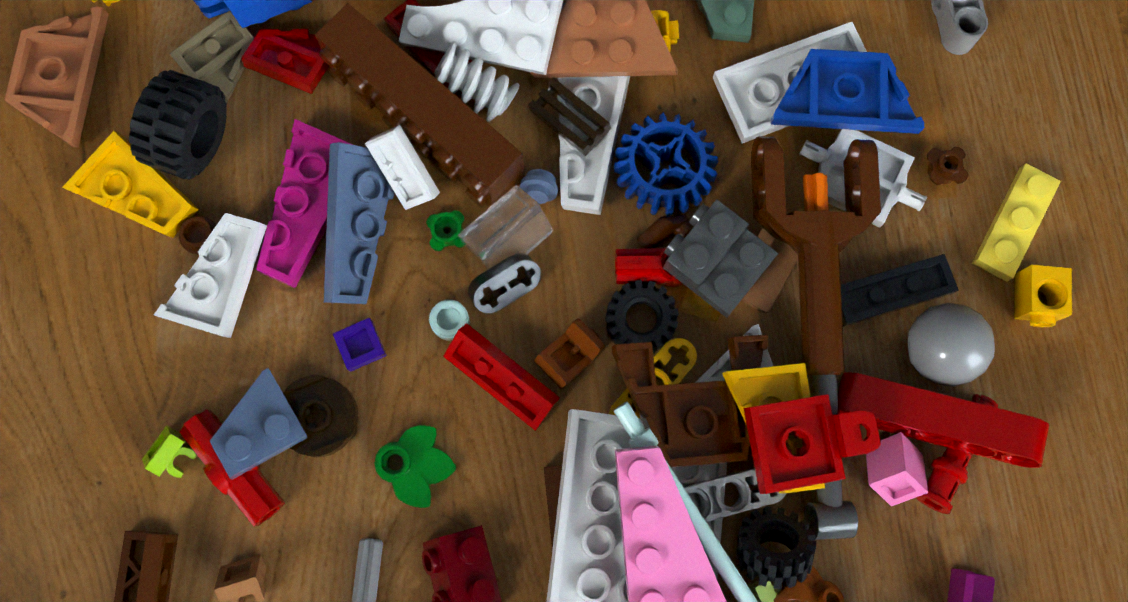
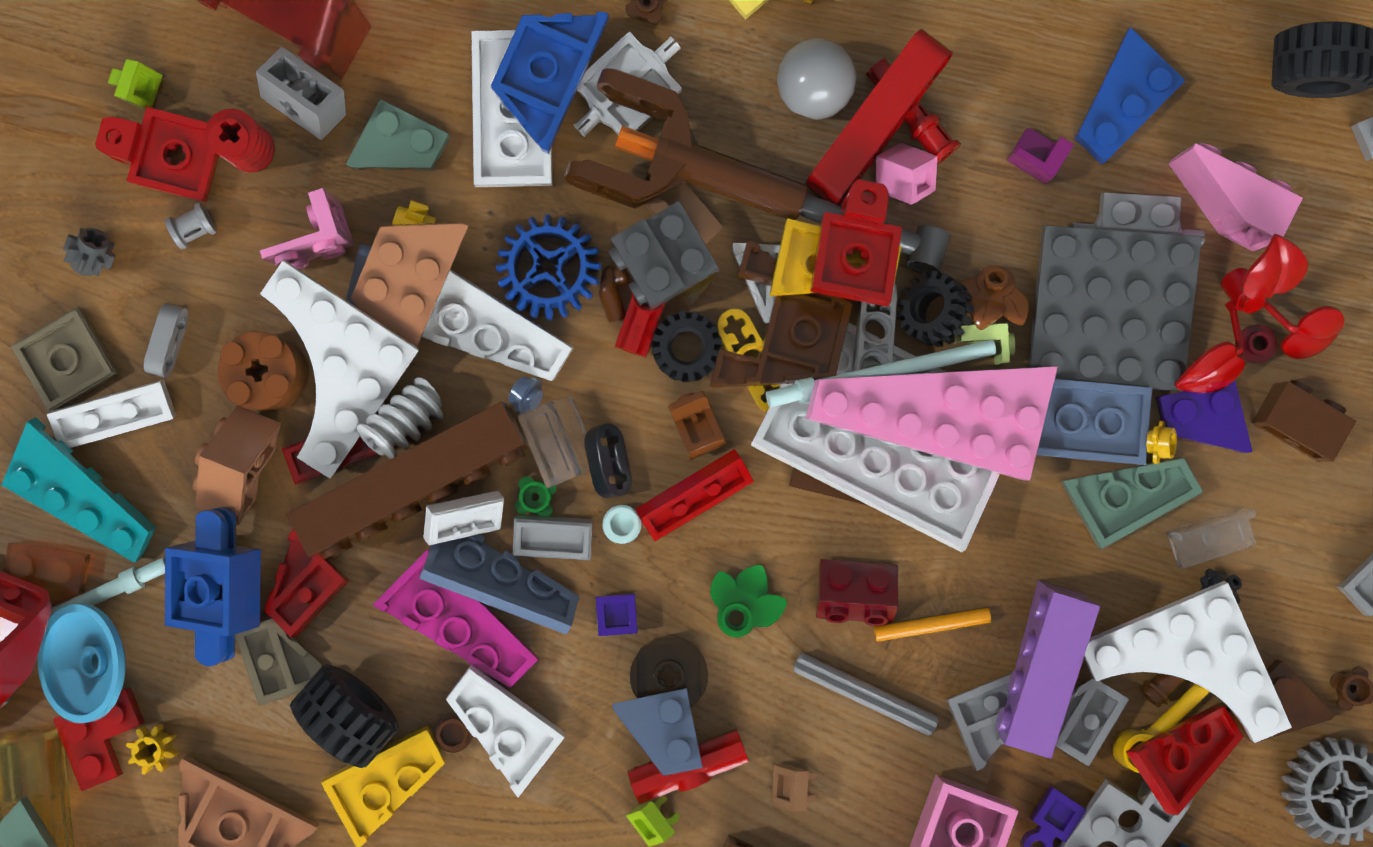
camera: 75 degrees left, 10 degrees up
(414, 259) = (552, 537): none -> light grey tile
(547, 97) = (440, 356): dark brown tile -> none
(896, 289) = (746, 103): black plate -> none

